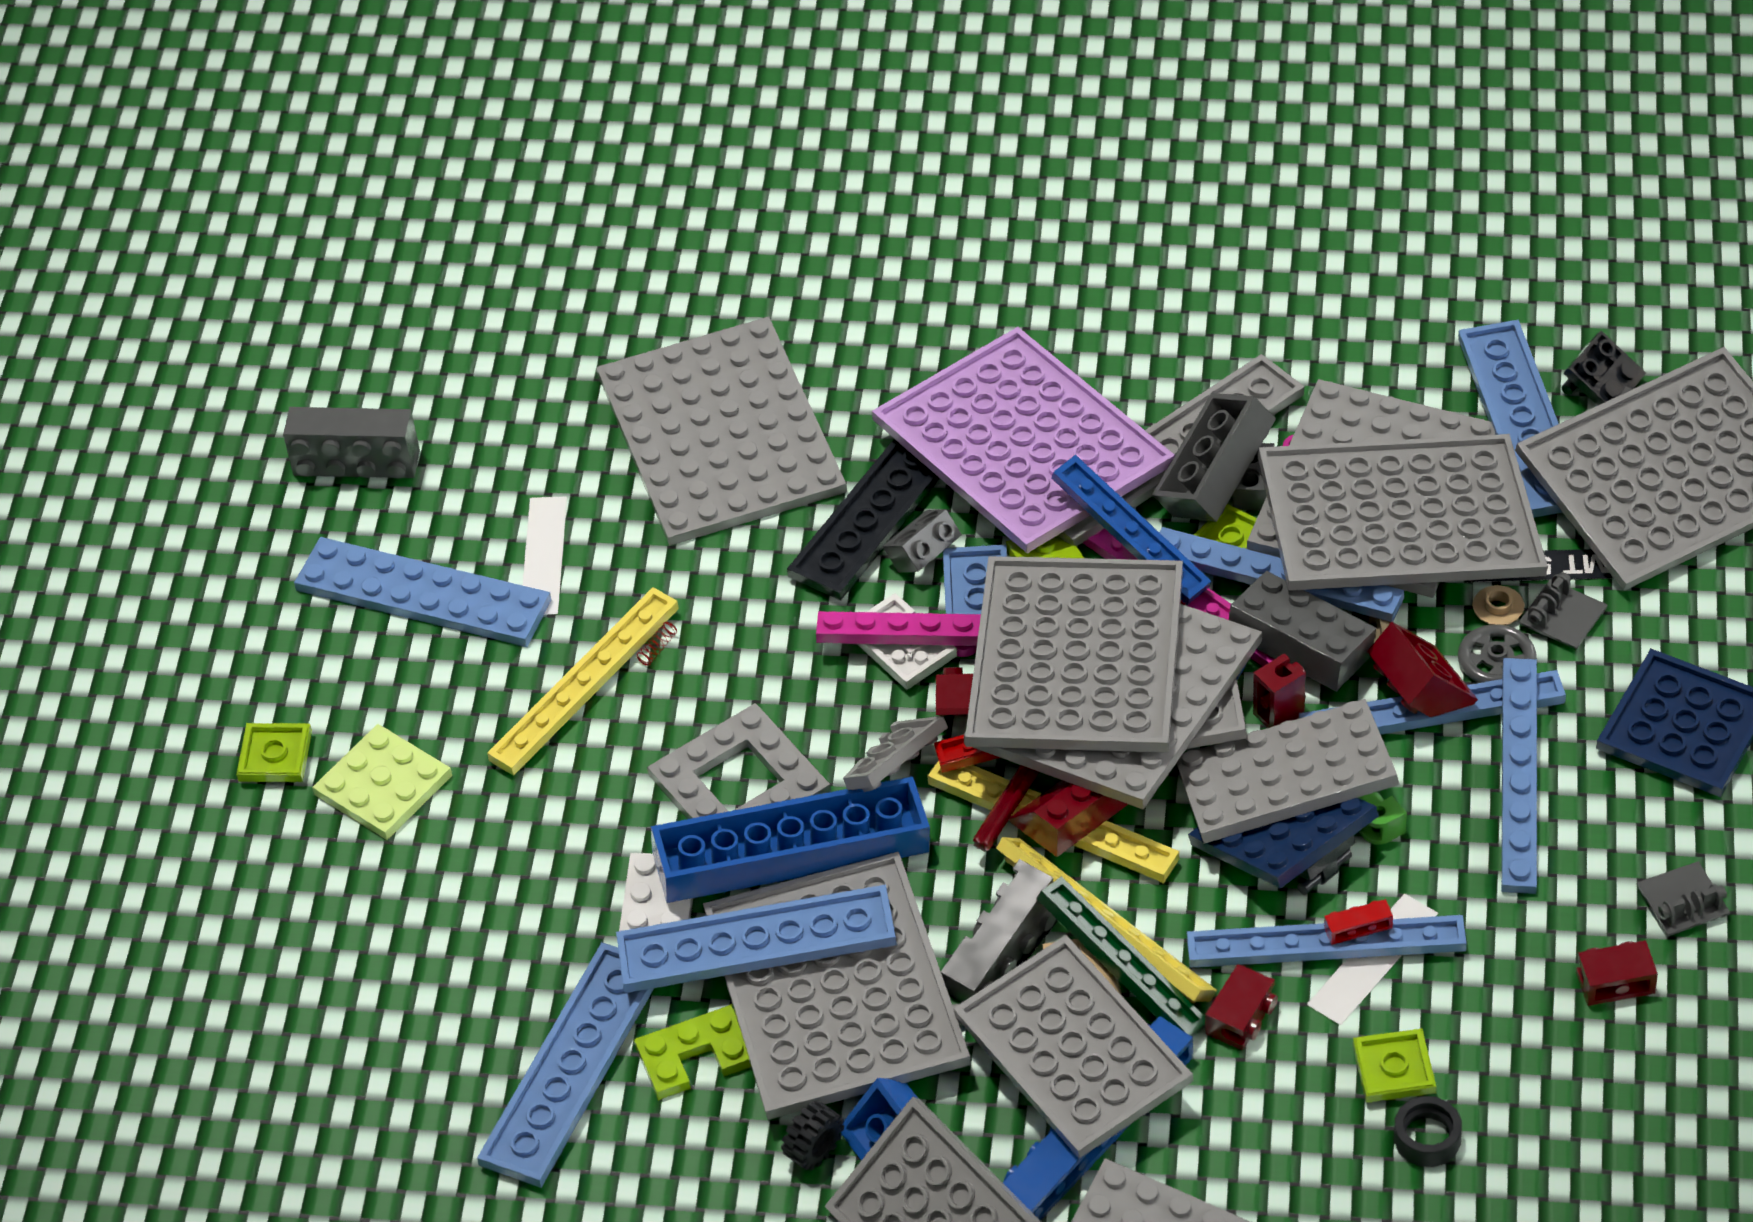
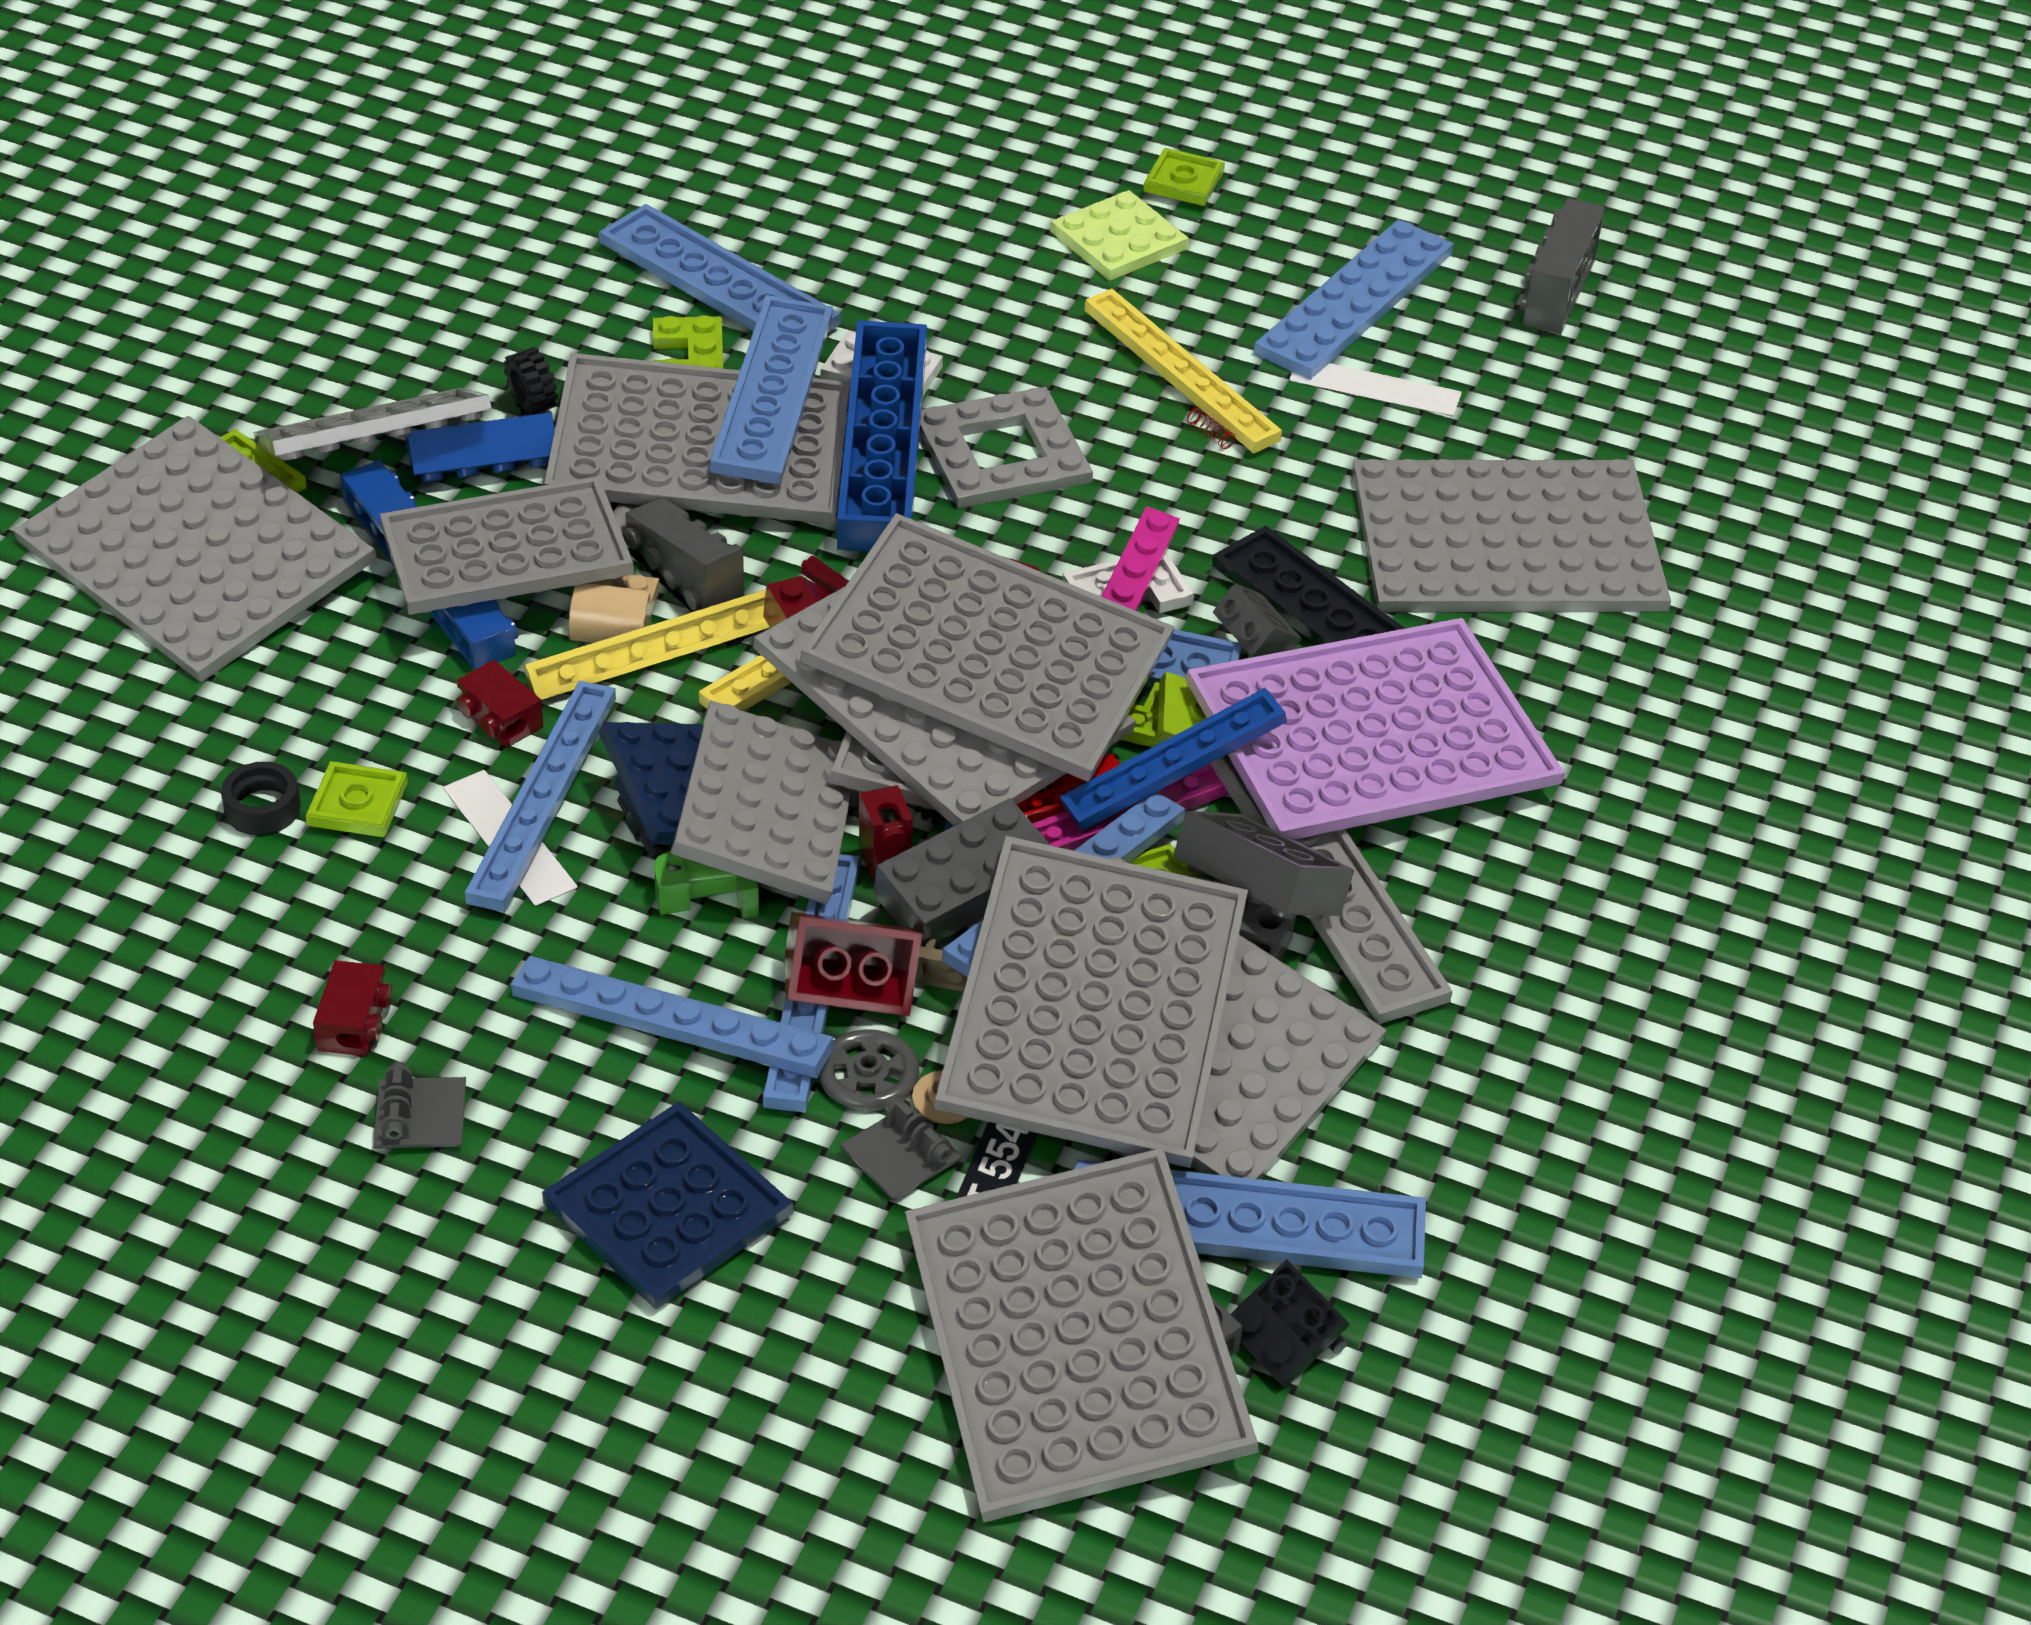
camera: 100 degrees right, 5 degrees down
(894, 750) = (945, 512): light grey wing -> none
(1120, 957) = (598, 609): dark green plate -> none
(1358, 921) = (538, 805): red piece -> none

